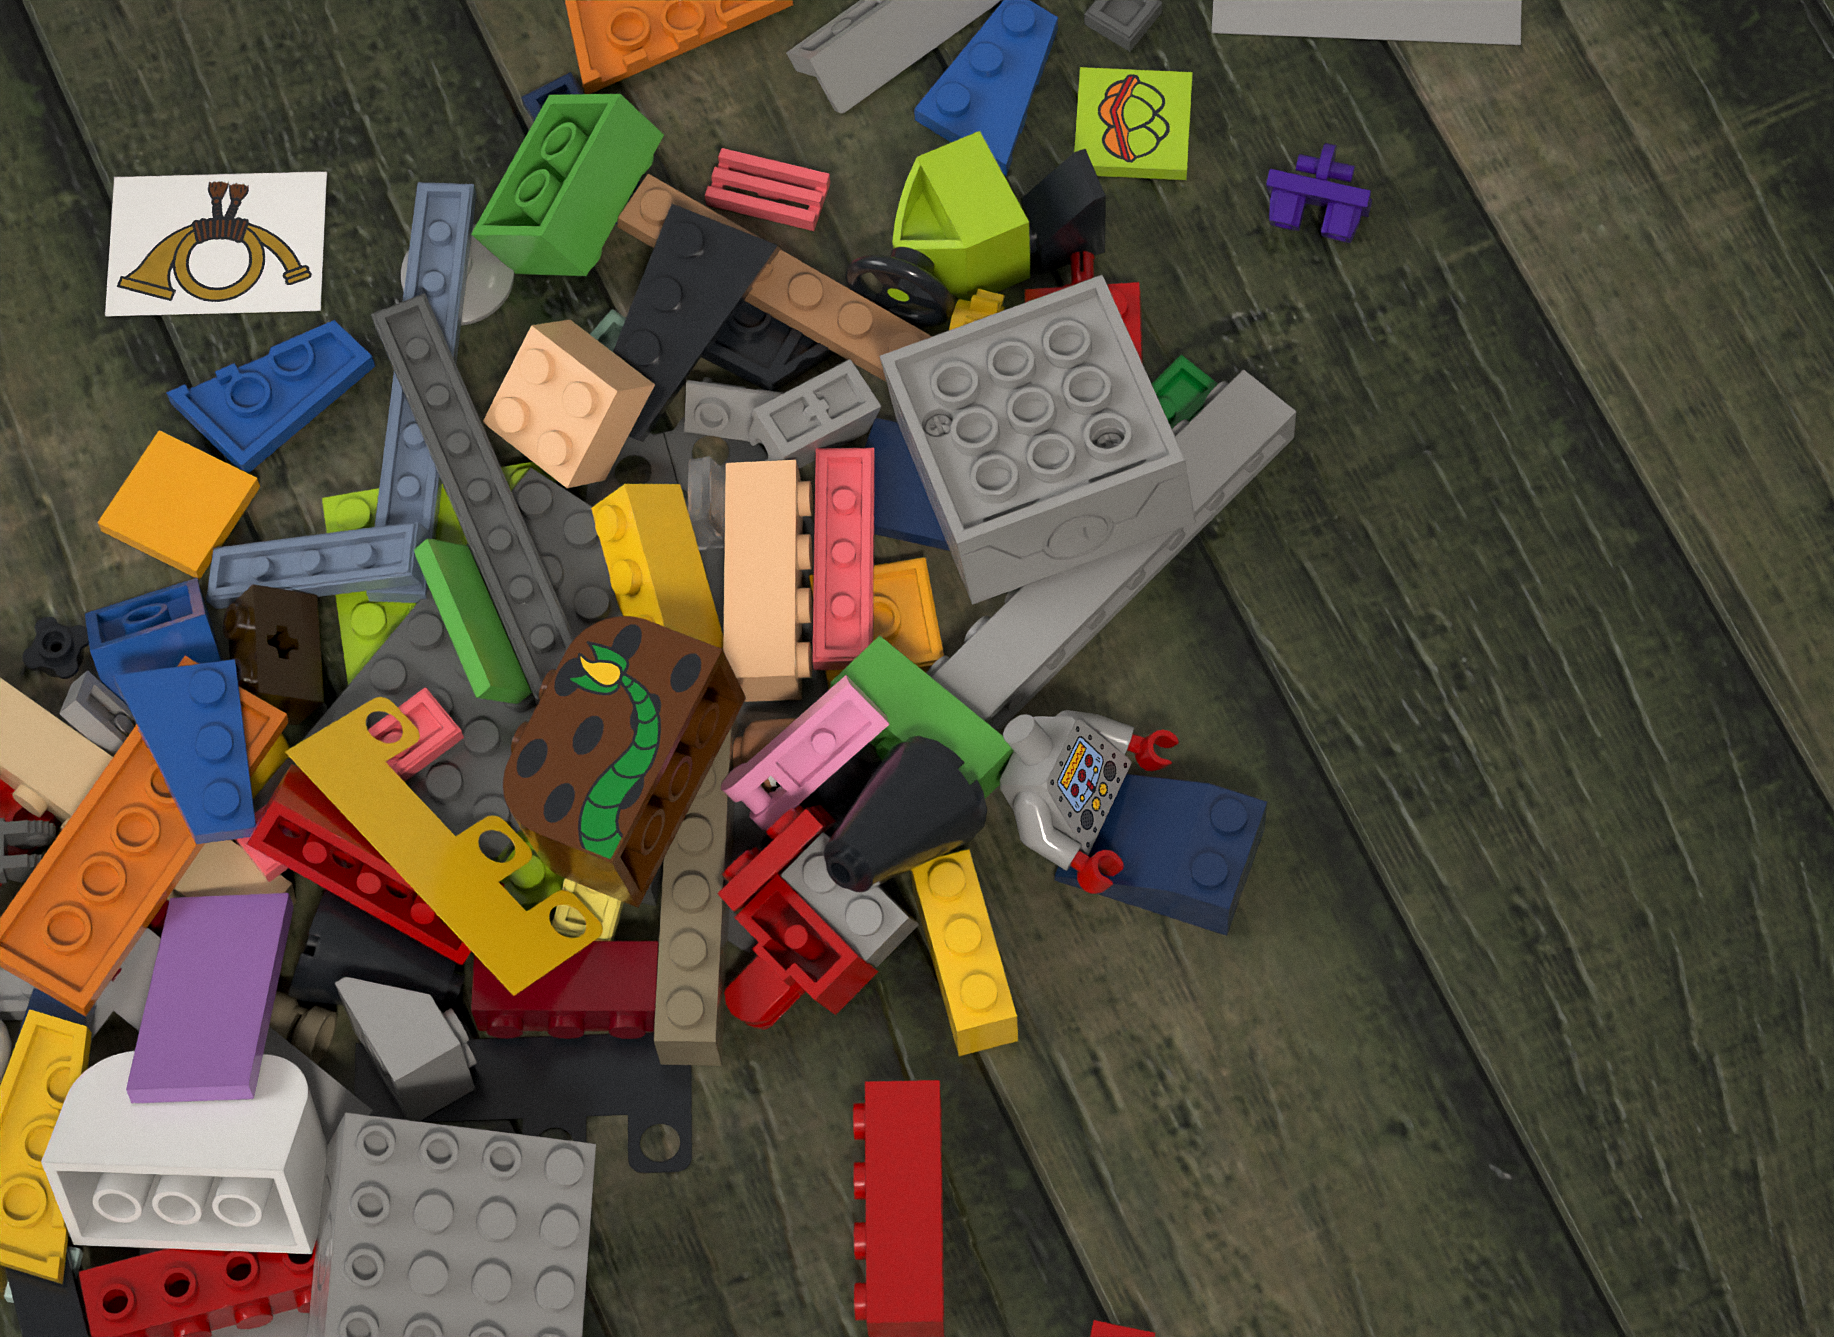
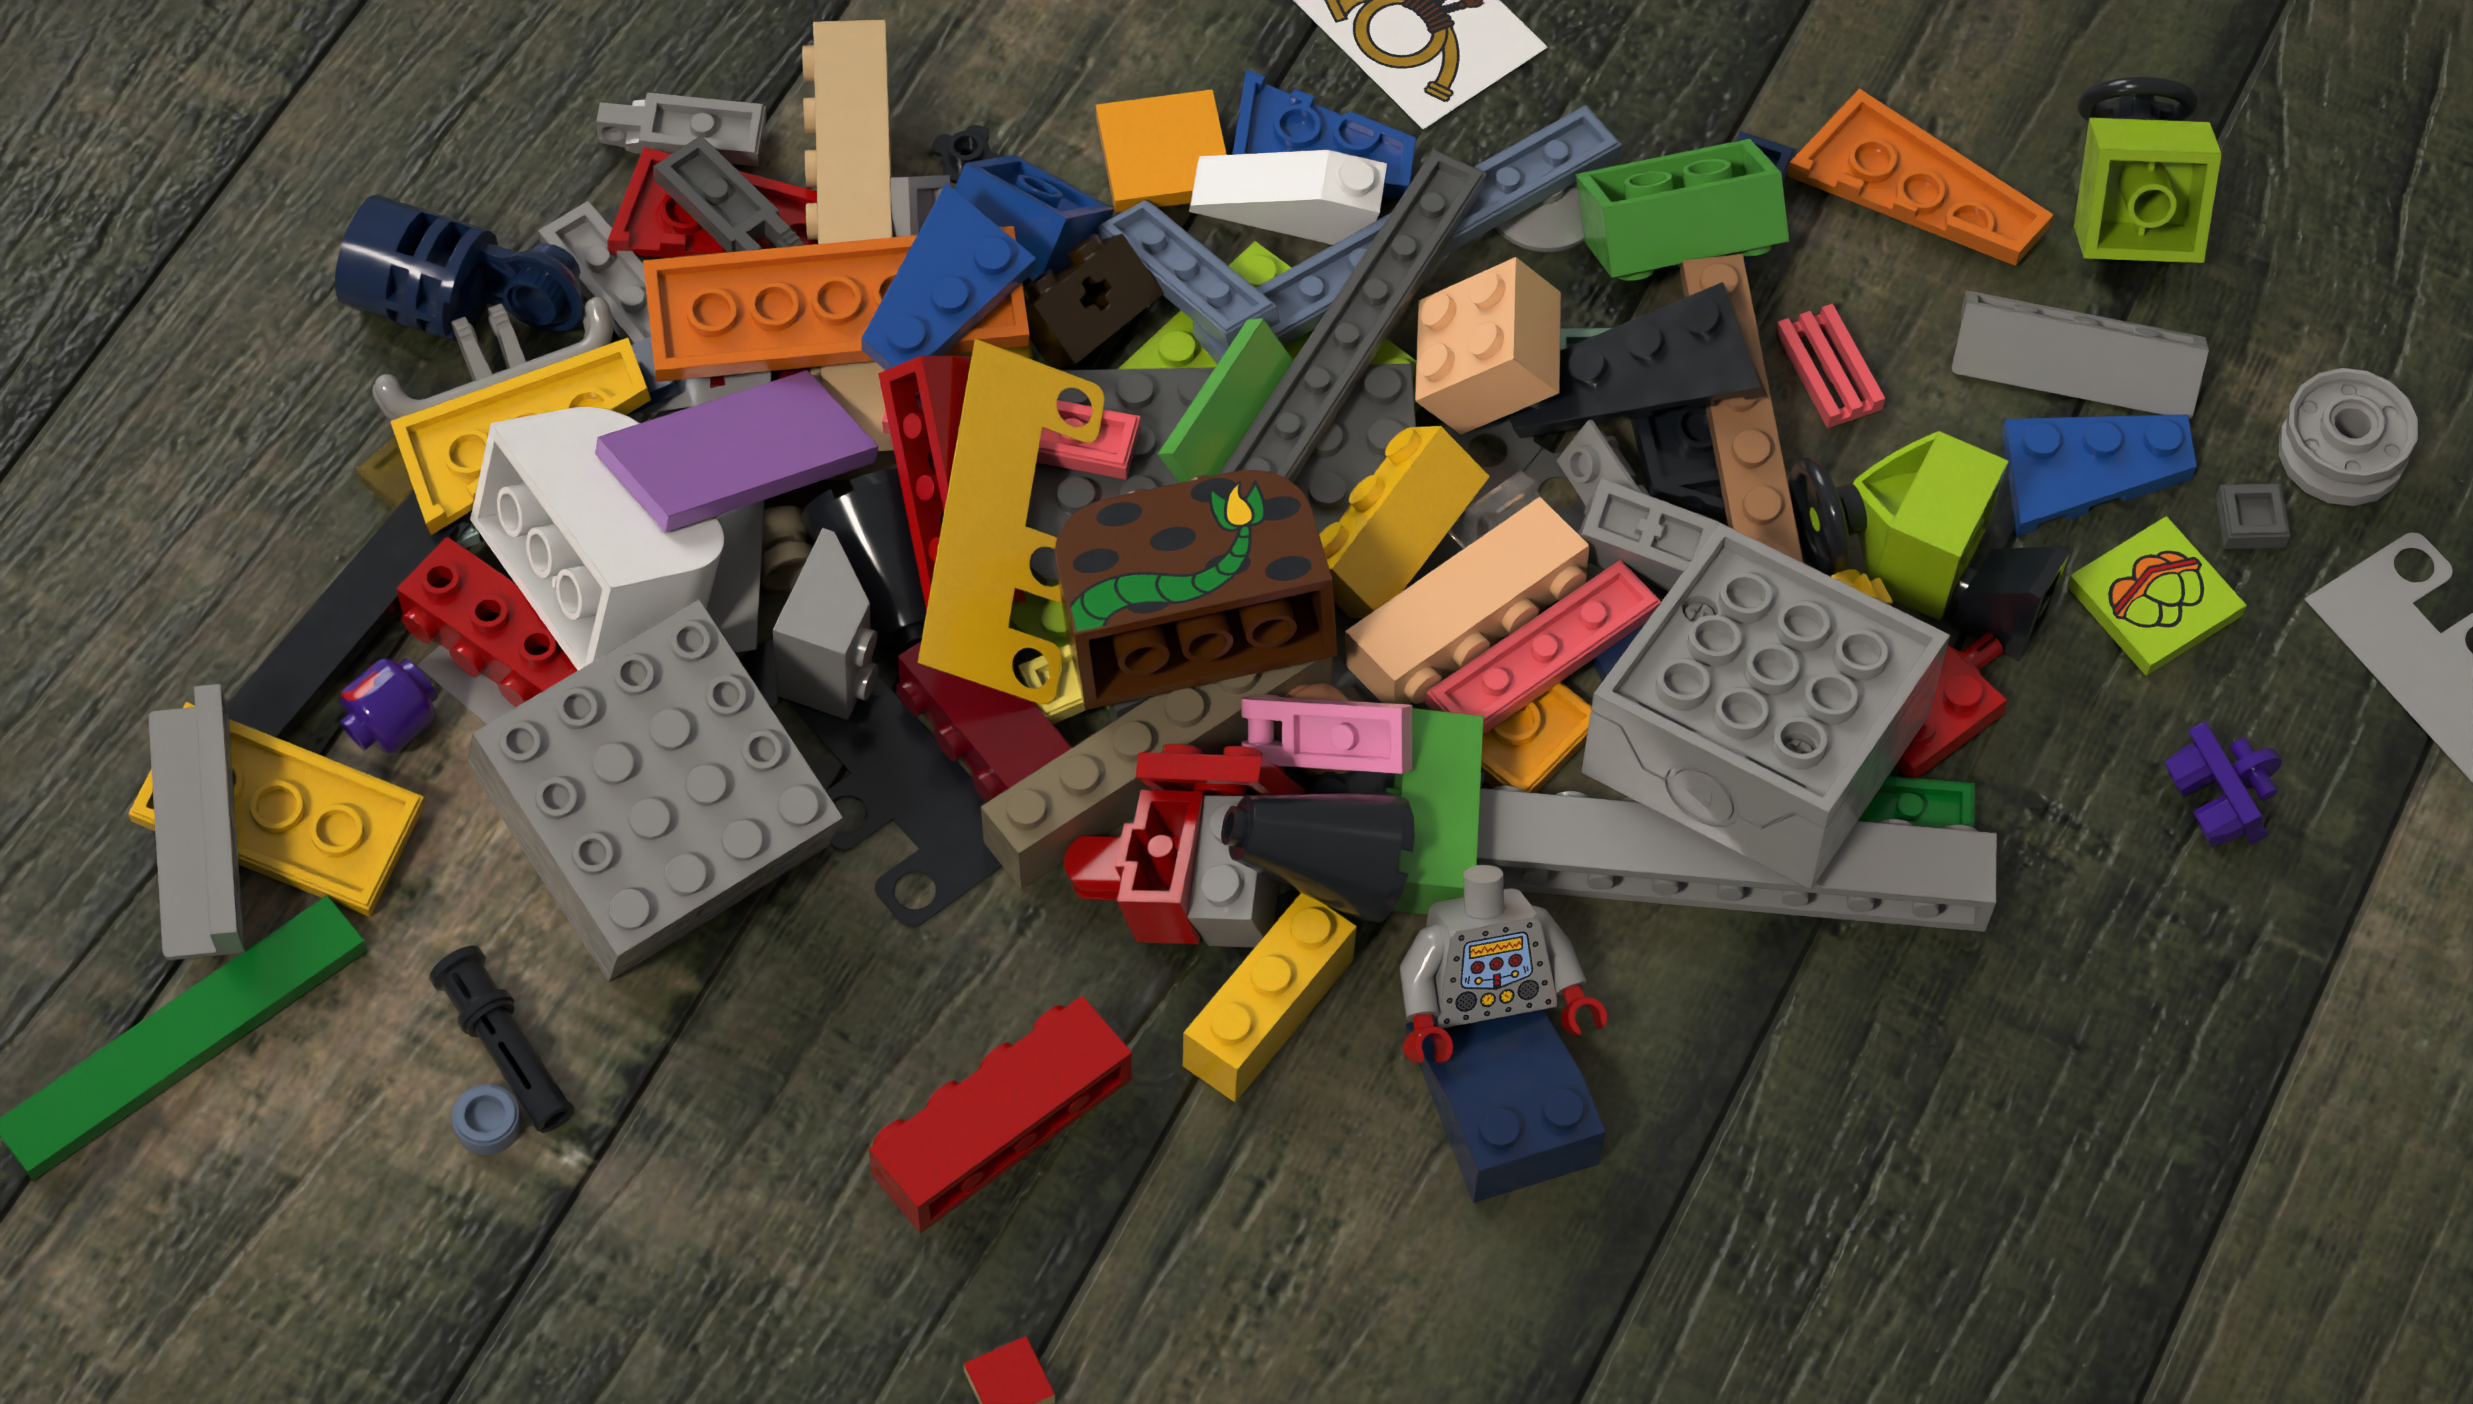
camera: 45 degrees right, 5 degrees down
(308, 440) = (1292, 193): none -> white slope

